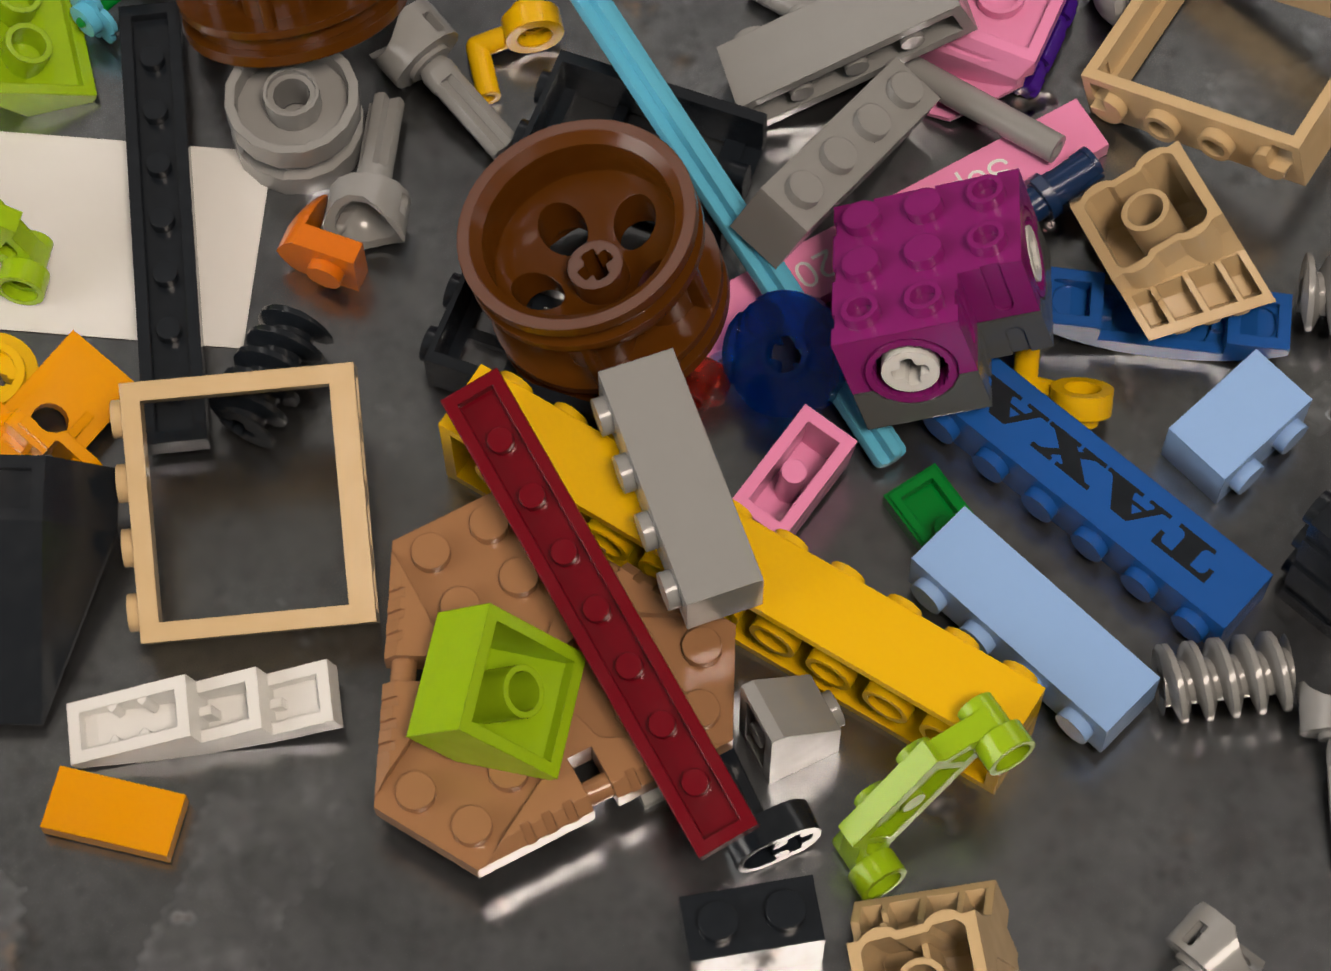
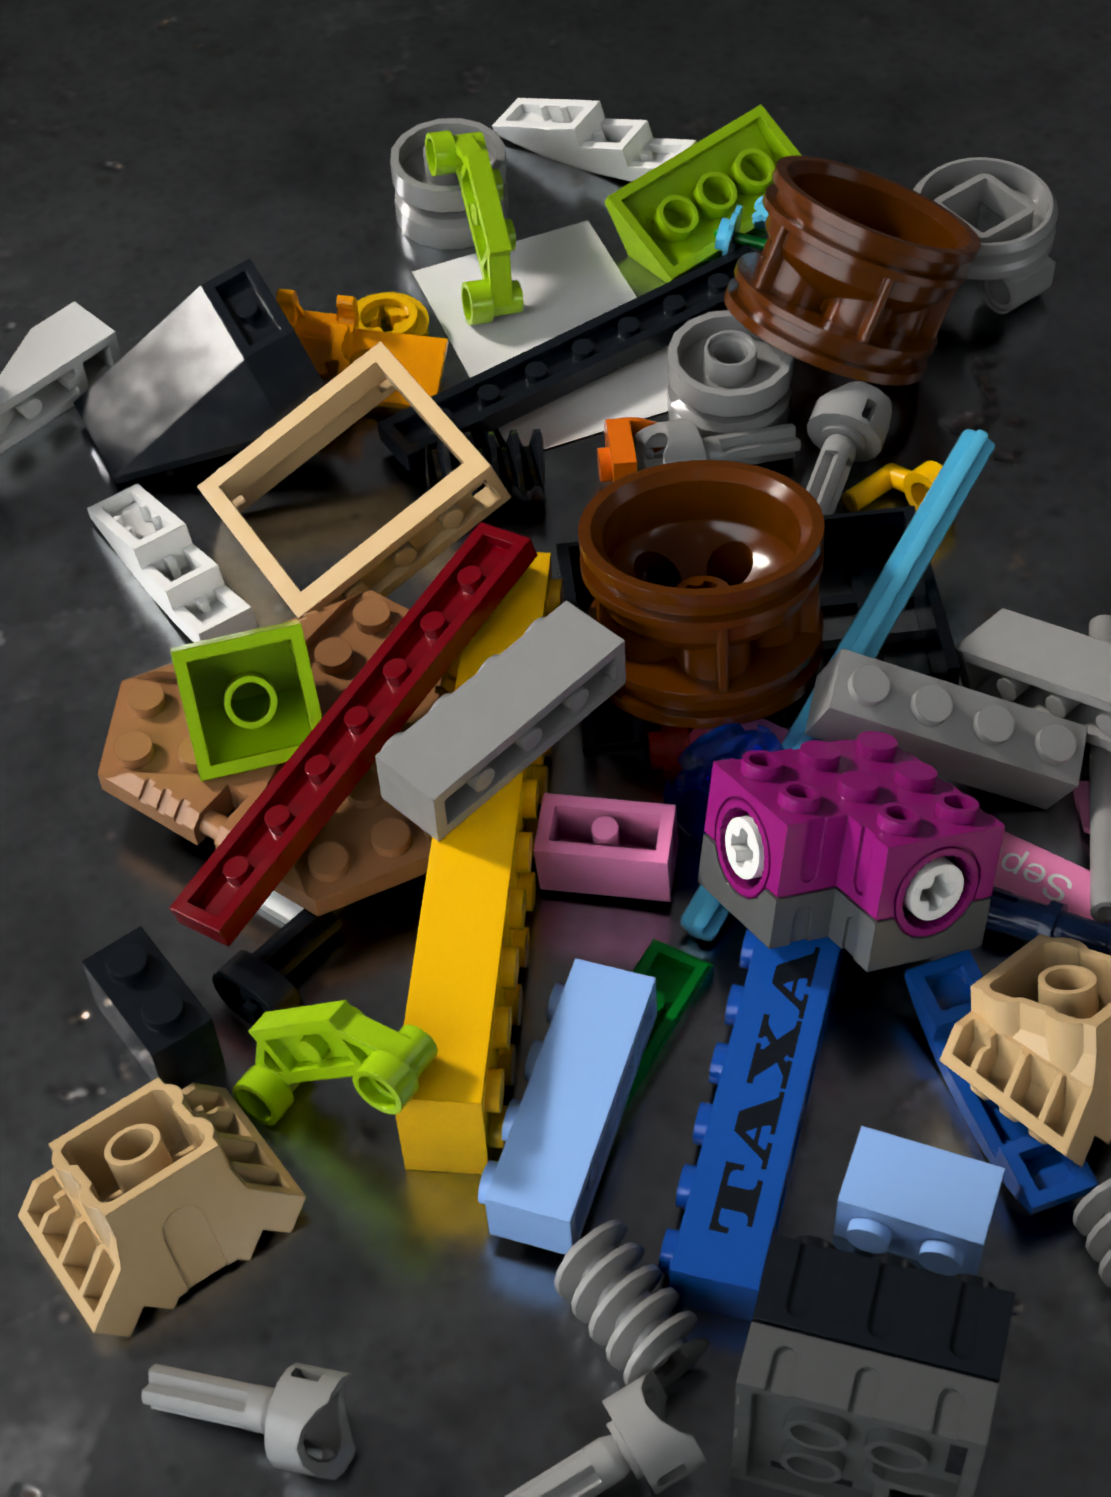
camera: 65 degrees right, 15 degrees down
(114, 814) = (60, 554): light orange tile -> none
(789, 723) = (360, 943): light grey slope -> none
(1081, 397) = (850, 1047): yellow plate -> none

